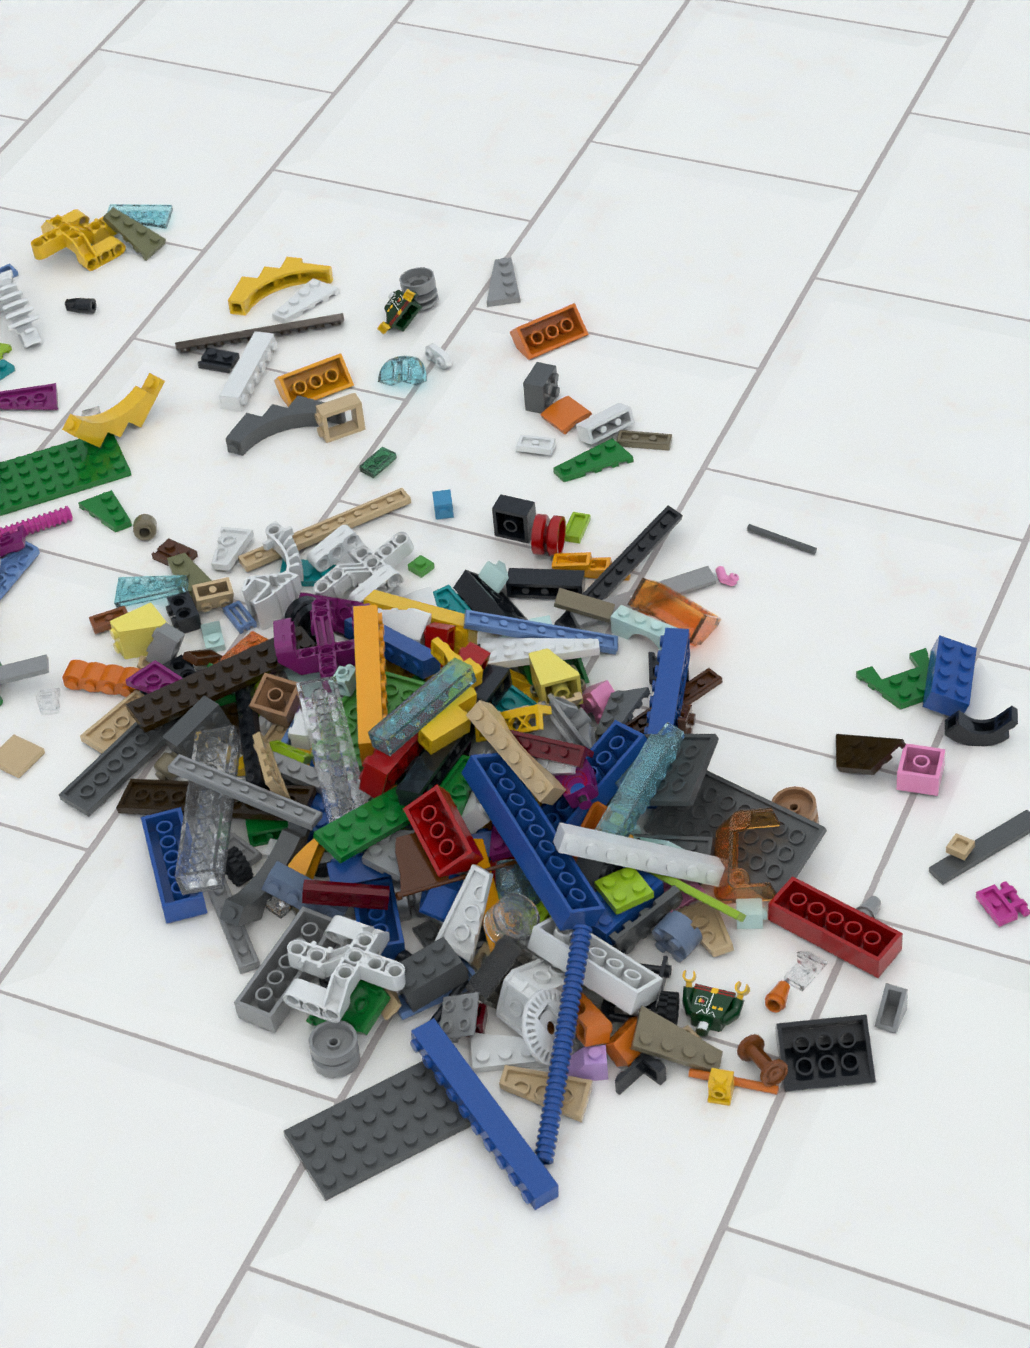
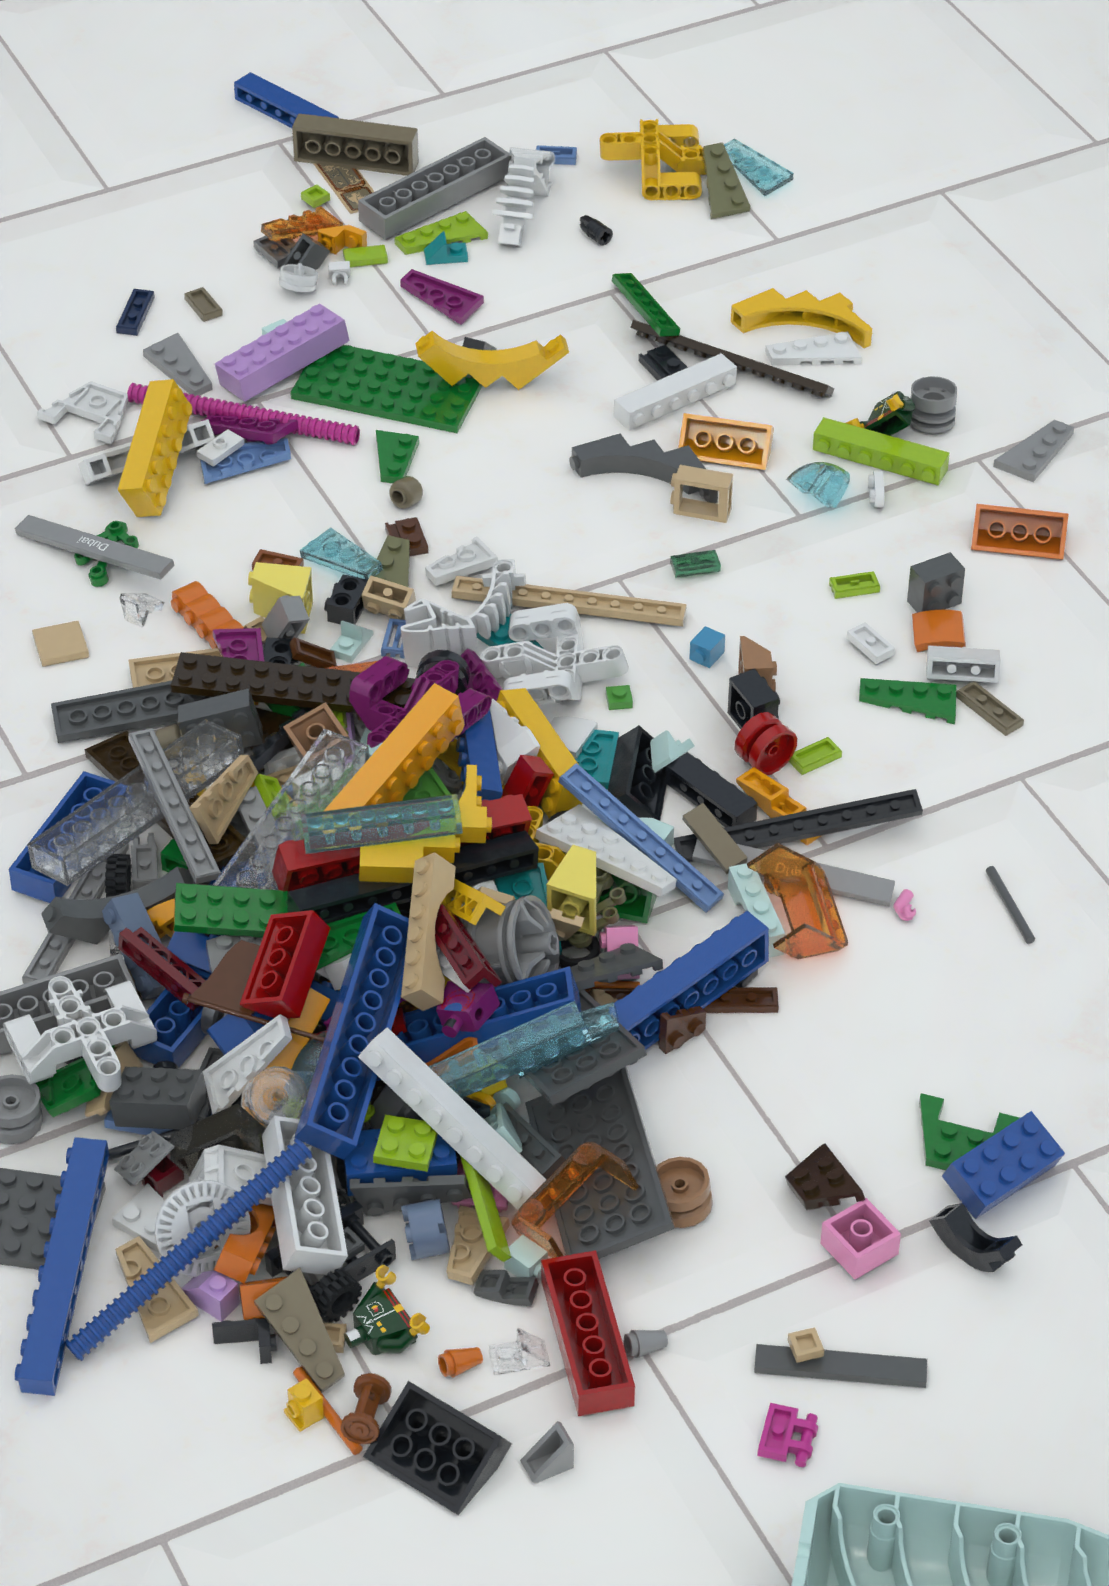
camera: 35 degrees right, 0 degrees up
(170, 330) = (645, 304): none -> green tile
(414, 334) = (881, 451): none -> lime brick
(485, 494) = (758, 658): none -> medium nougat slope
(488, 419) = (854, 585): none -> lime tile
(751, 940) = (501, 1288): none -> dark grey slope

